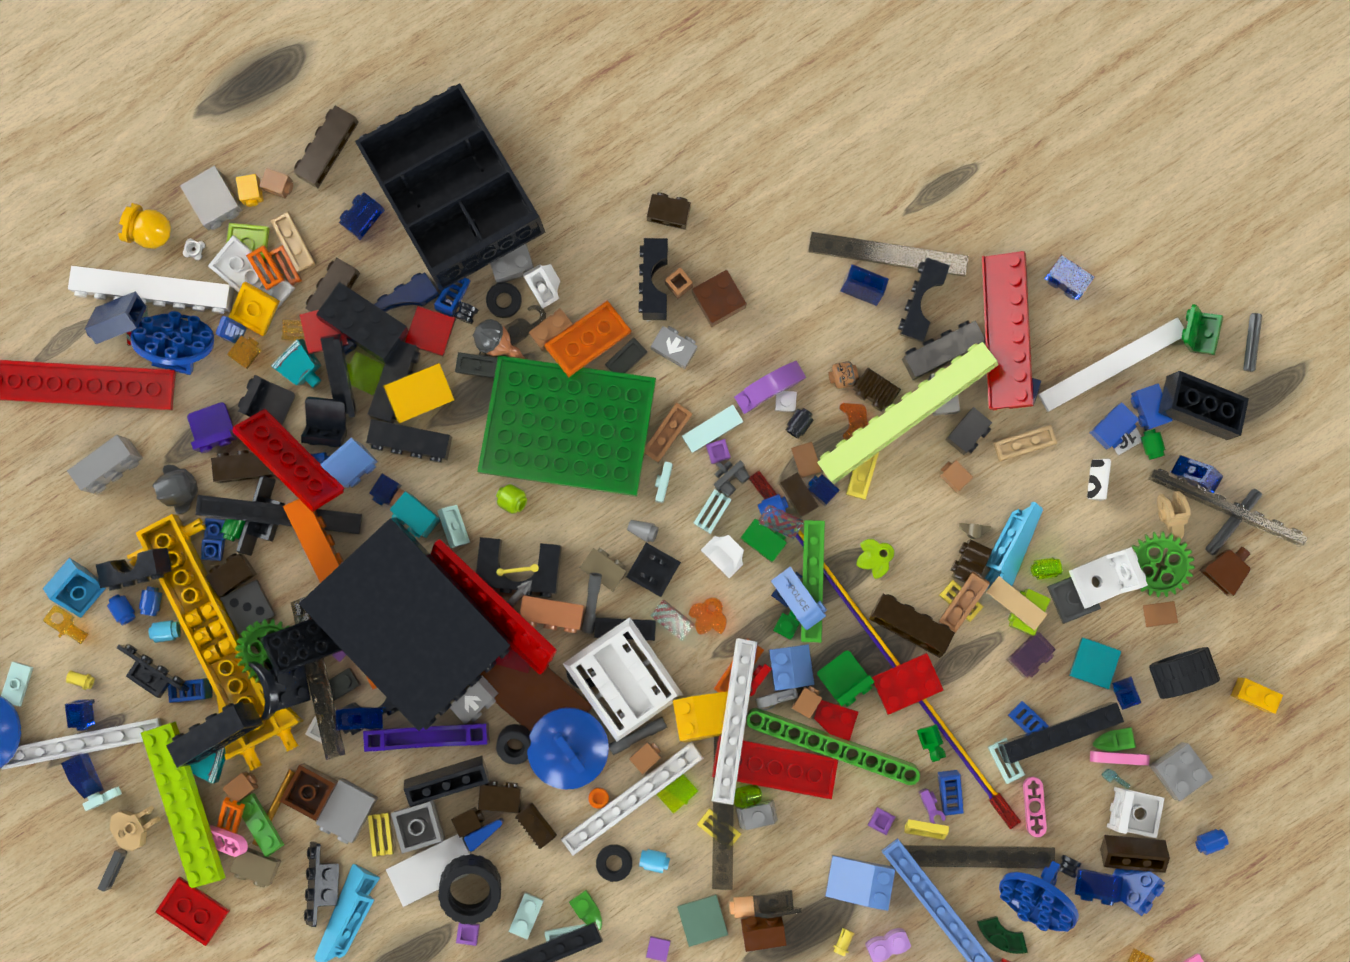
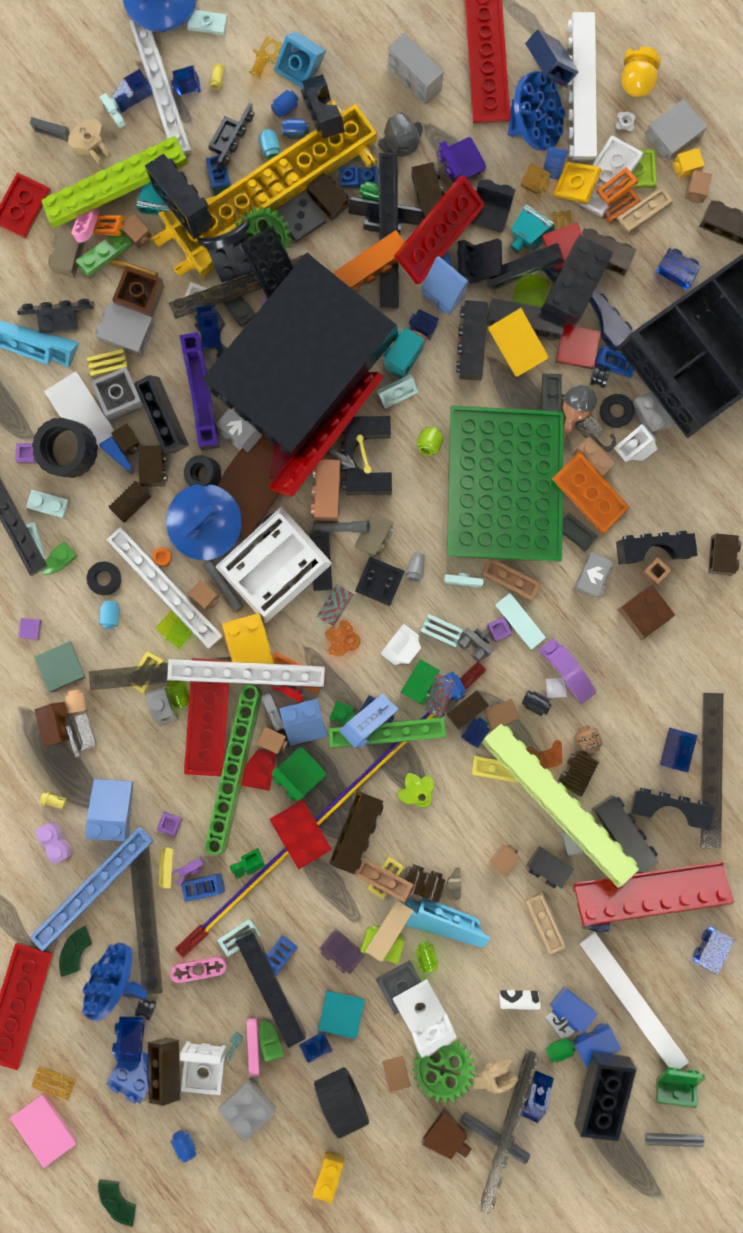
camera: 80 degrees right, 0 degrees up
(1263, 919) = (115, 1203): none -> dark green tile

